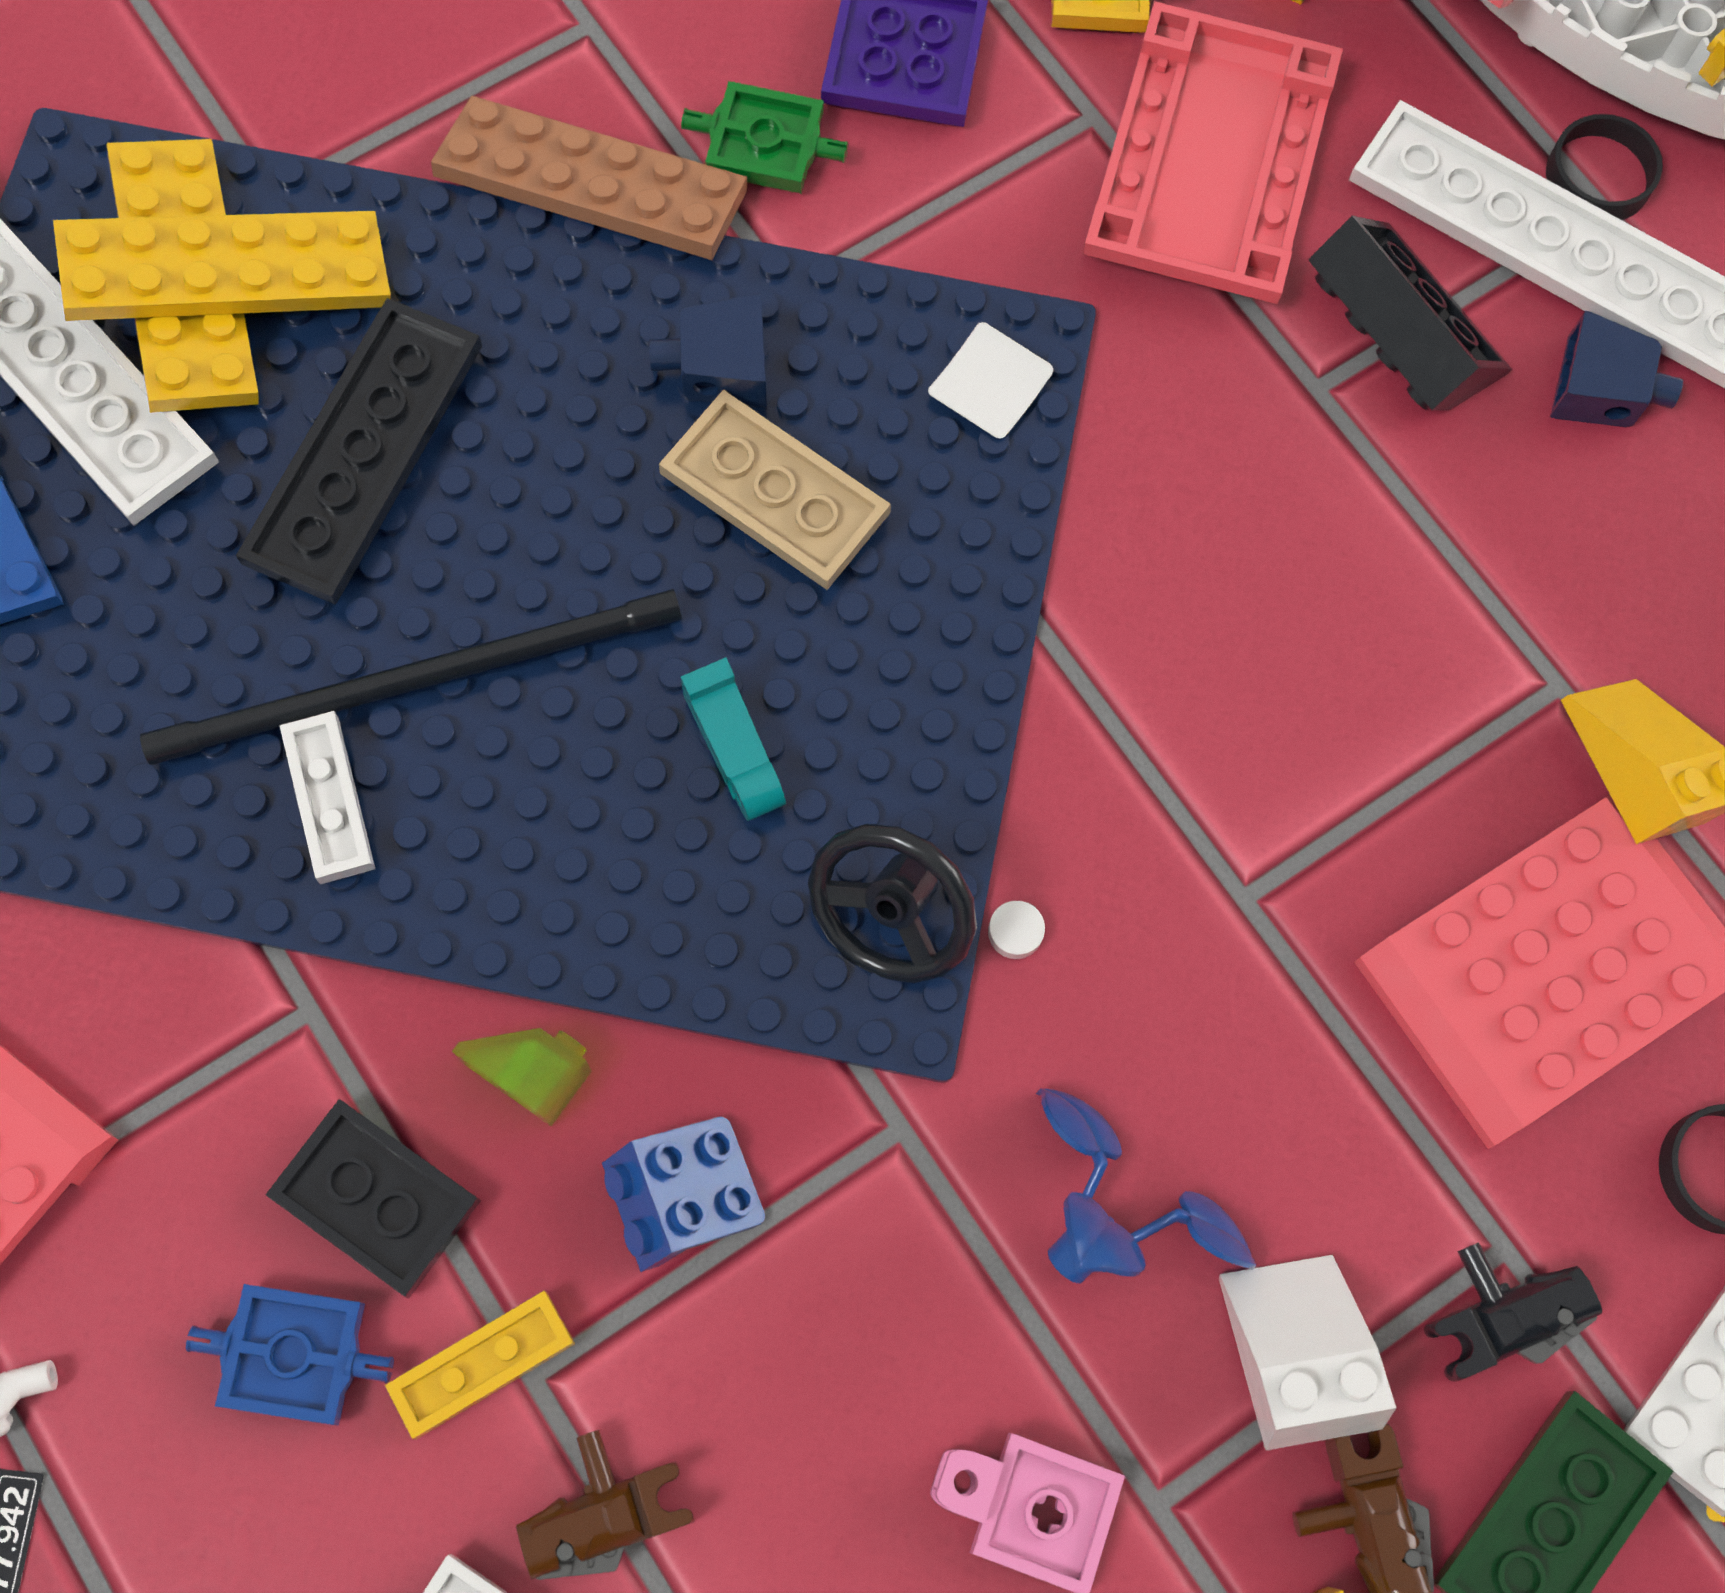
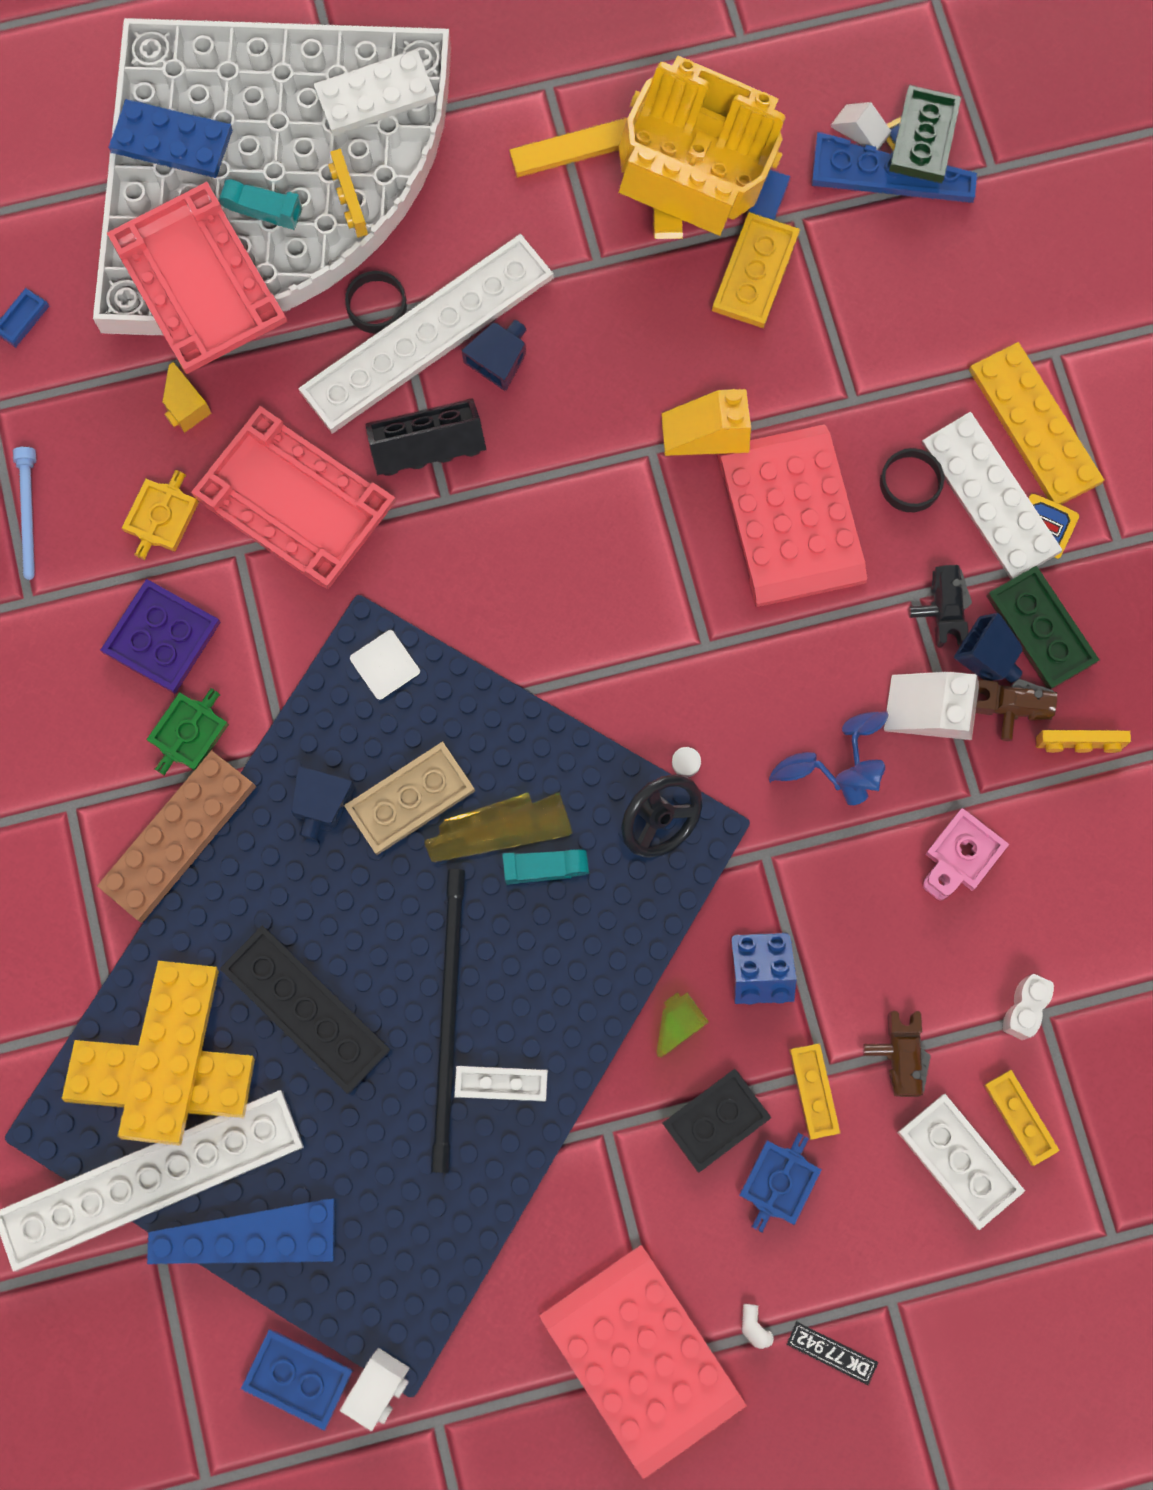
camera: 65 degrees left, 5 degrees up
(780, 651) = (500, 827): none -> clear yellow wedge
(1461, 1432) = (991, 650): none -> dark blue torso

